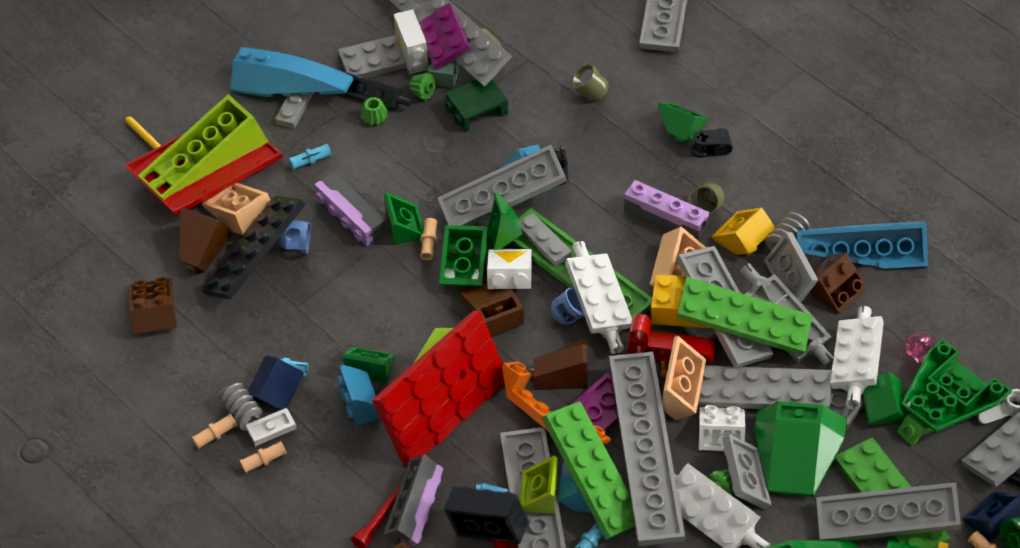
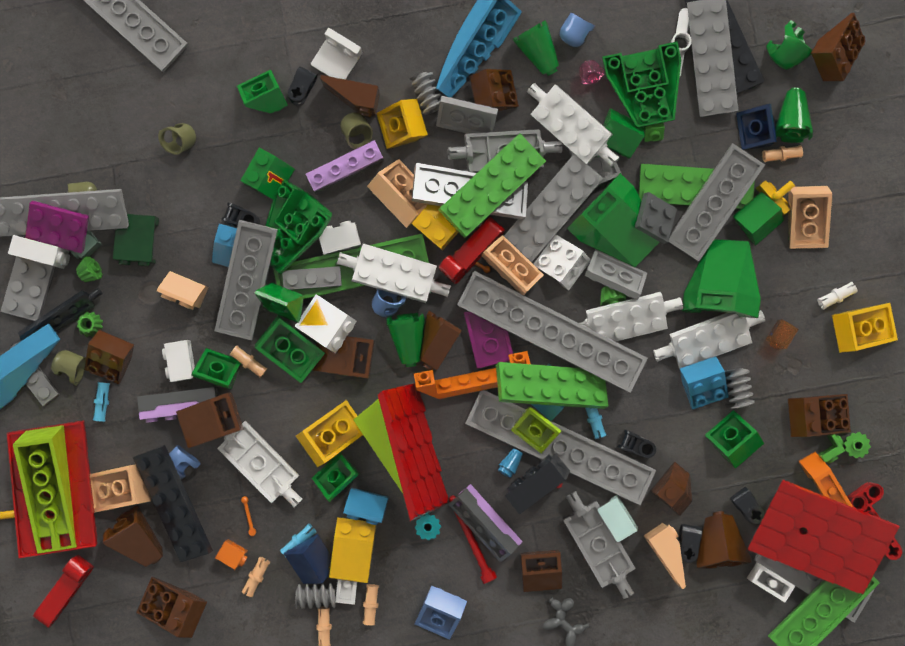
camera: 60 degrees left, 35 degrees up
(116, 218) = (73, 577): none -> red beam
(226, 352) = (255, 576): none -> light nougat pin
(236, 321) = (232, 554): none -> orange brick
(269, 329) = (252, 531): none -> orange hinge
(295, 517) = (440, 612): none -> medium blue slope
(309, 408) = (352, 550): none -> yellow slope
(328, 111) = (69, 363): none -> olive helmet
(339, 294) = (260, 464): none -> white plate
(355, 138) = (108, 356): none -> reddish brown slope
(355, 228) = (210, 420): none -> reddish brown slope
(375, 458) = (427, 519): none -> teal piece
(394, 182) = (179, 360): none -> white brick
(402, 331) = (330, 434): none -> yellow slope
(456, 155) = (185, 290): none -> light nougat slope
(547, 337) = (407, 337): none -> green cone
(586, 199) = (298, 221): none -> green wedge
(598, 239) = (340, 238): none -> white brick
(611, 160) = (266, 173): none -> green slope
(741, 181) = (357, 95): none -> reddish brown slope
(761, 154) = (336, 55): none -> white bracket
(829, 472) = (655, 218): none -> dark grey plate
(906, 288) = (539, 48): none -> green cone
(947, 307) = (575, 30): none -> medium blue helmet

